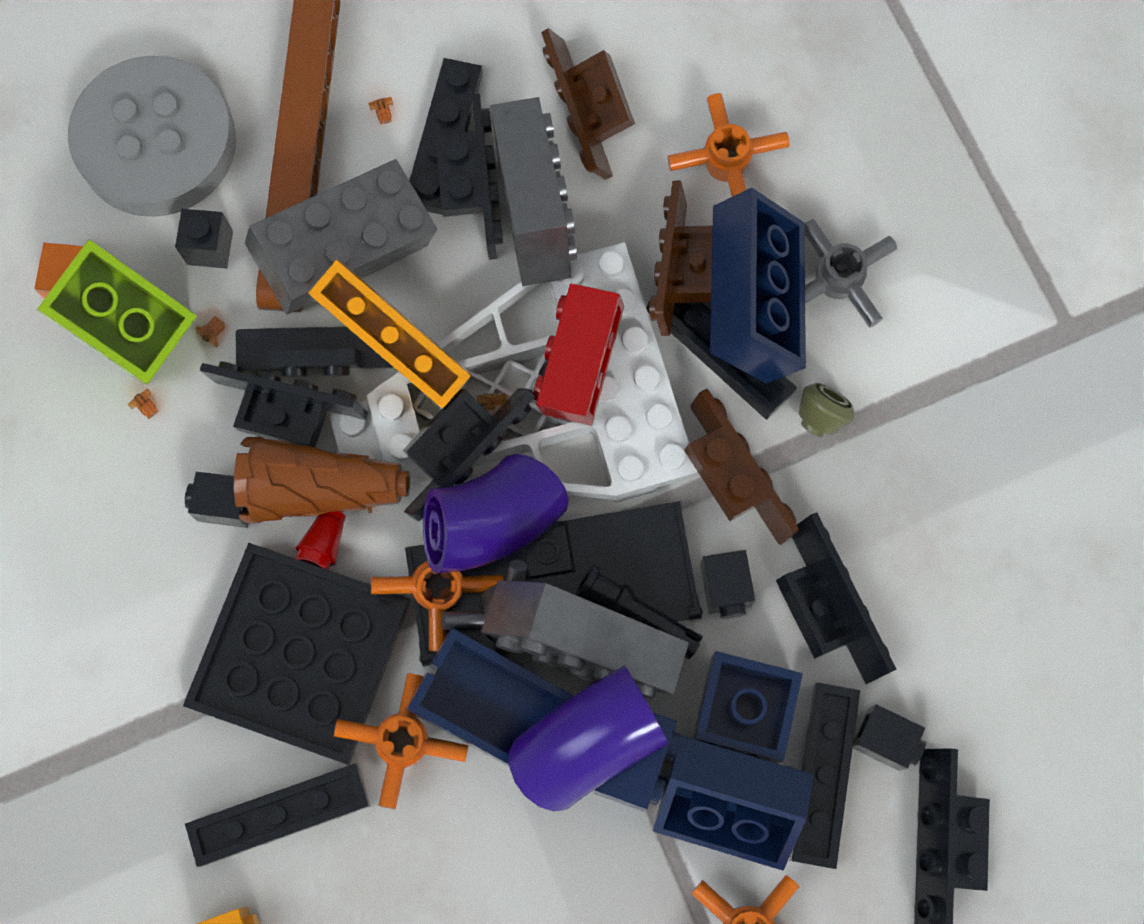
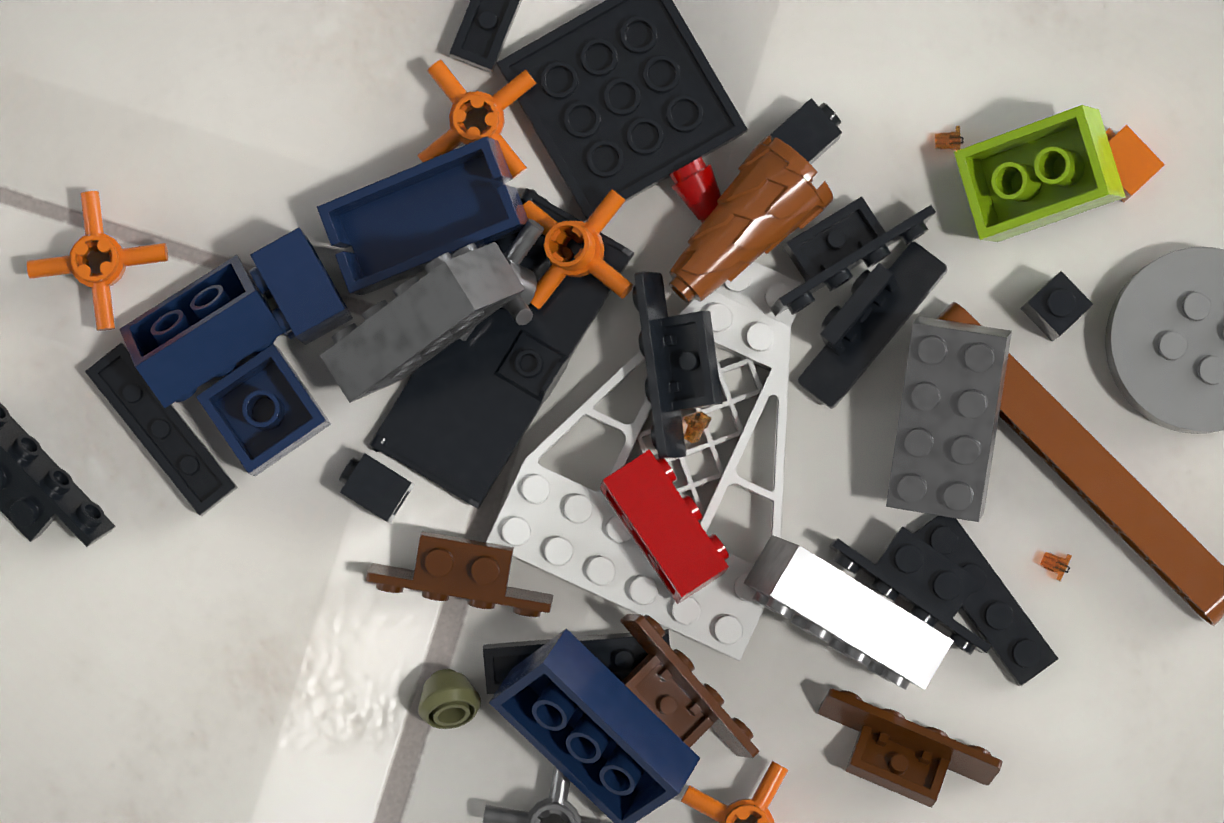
camera: 130 degrees right, 10 degrees up
(211, 330) = (969, 249): clear orange piece -> none
(390, 333) = (812, 379): light orange brick -> none
(491, 514) = (586, 331): dark purple brick -> none
(585, 742) = (336, 245): dark purple brick -> none
(620, 599) = (433, 385): black pin -> none
(829, 604) = (288, 552): black bracket -> none
(890, 738) = (142, 504): black brick -> none

